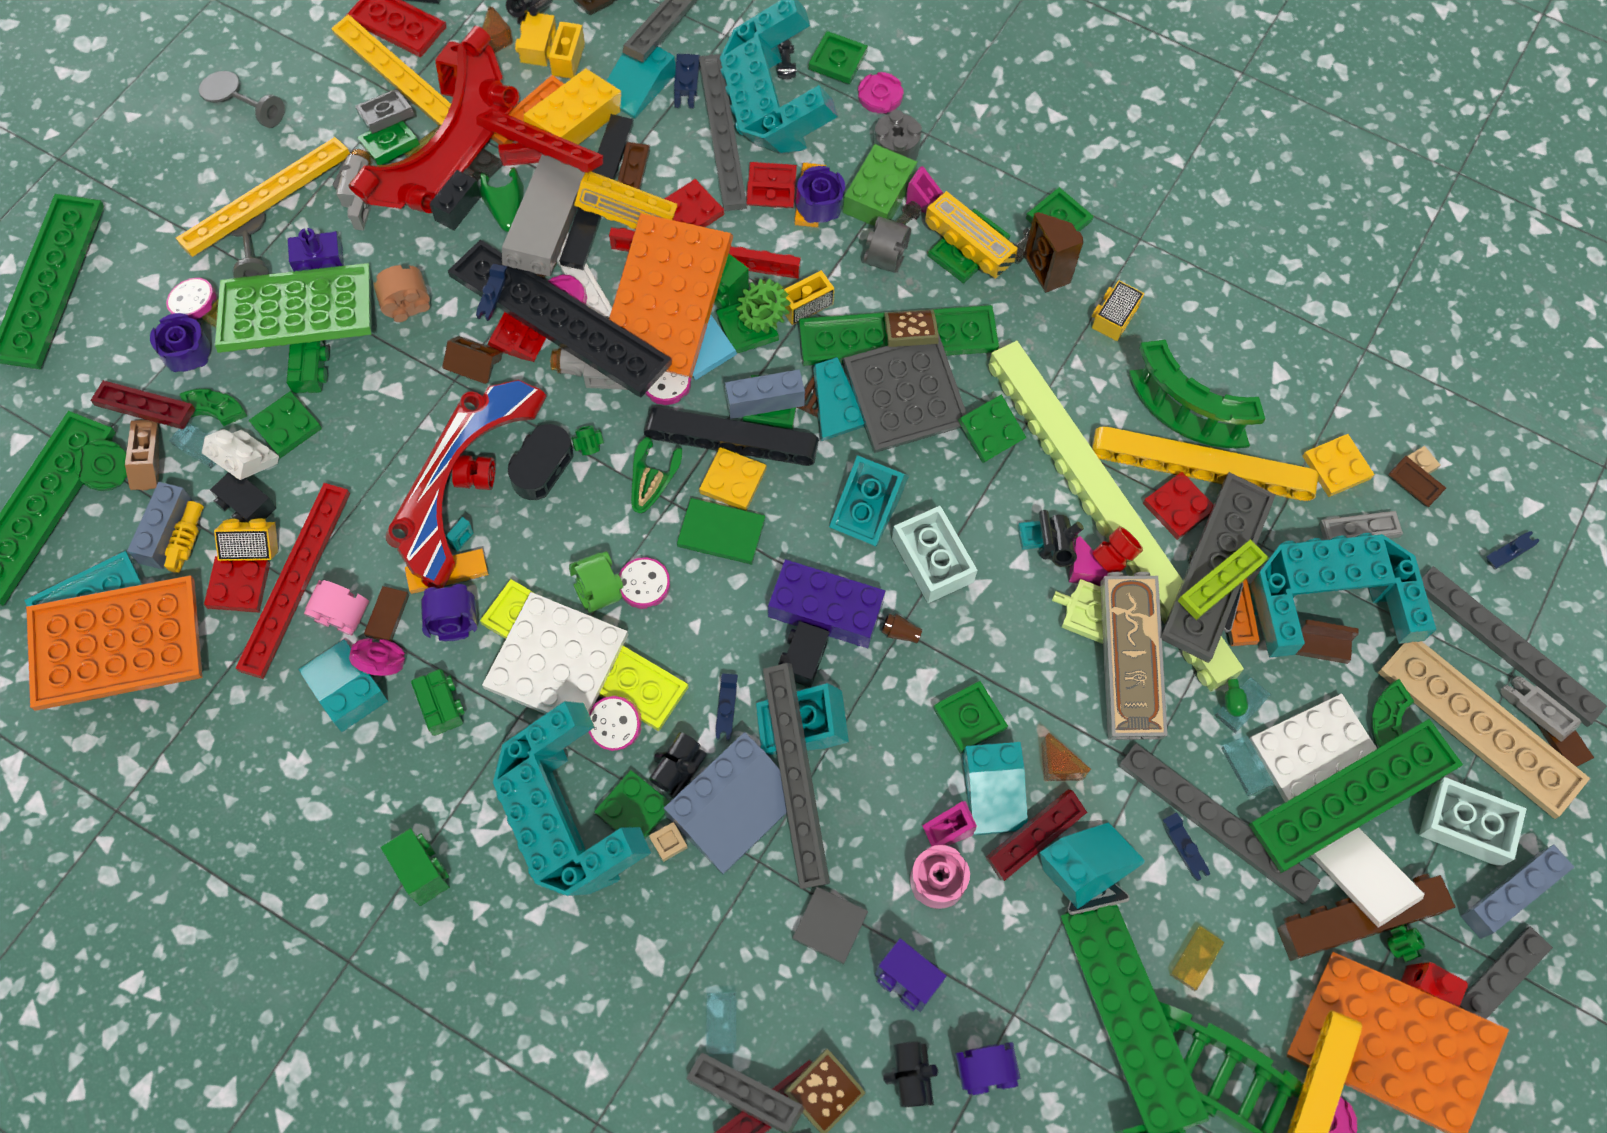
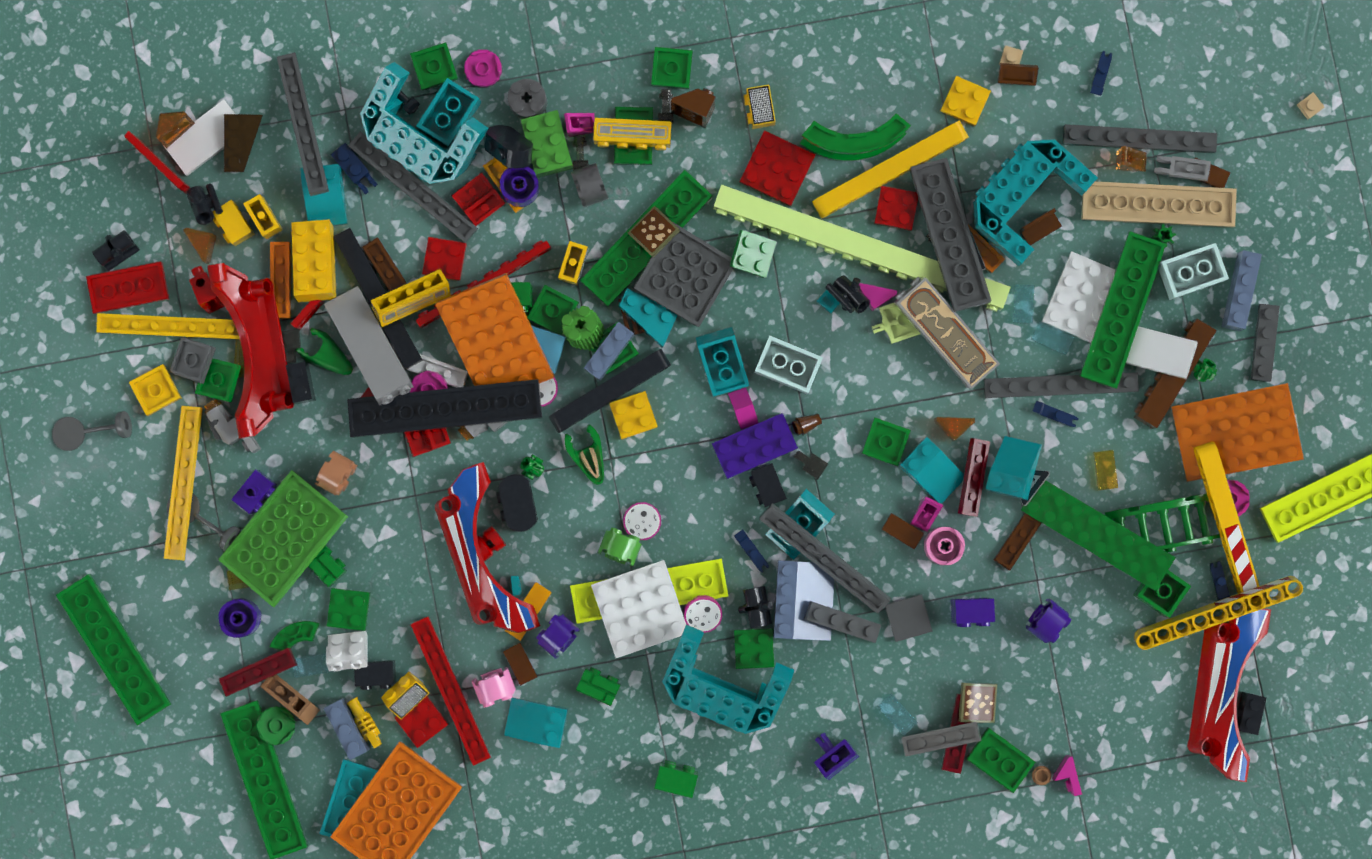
camera: 40 degrees left, 20 degrees up
(191, 298) = (212, 585): white tile -> none
(327, 109) = (155, 390): none -> yellow plate
(377, 658) = (543, 693): dark pink tile -> none
(470, 359) = (413, 474): reddish brown panel -> none
(492, 291) = (393, 429): dark blue piece -> none
(540, 140) = (321, 304): red plate -> none
(607, 1004) = (835, 757): none -> dark purple brick
(668, 841) = (788, 650): tan plate -> none
(721, 531) = (656, 452): green tile -> none
(753, 861) = (842, 622): none -> dark grey plate
(759, 353) = (582, 328): none -> bright green brick
(763, 305) = (554, 302): bright green gear -> none
(829, 77) = (448, 113): none -> teal brick
(841, 154) = (508, 146): none -> black brick
(850, 558) = (743, 408): none -> dark pink slope
(870, 676) = (812, 465): none -> clear smoke plate
(906, 826) = (902, 531): none -> reddish brown tile
(912, 1074) = (1013, 656): black pin -> none
(1027, 949) = (1017, 541): none -> reddish brown tile
(1086, 377) = (777, 168): none -> red plate
(1119, 549) = (889, 277): red wheel -> none
(1223, 579) = (962, 246): lime plate -> none
(1235, 699) = (1019, 307): green cylinder -> none
(1352, 526) = (1007, 133): light grey tile -> none
(1388, 713) = (1105, 243): green tile -> none
(1435, 982) = (1234, 383): red torso -> none
(1469, 759) = (1167, 231): none -> green gear
(1483, 655) = (1131, 159): none -> clear orange slope

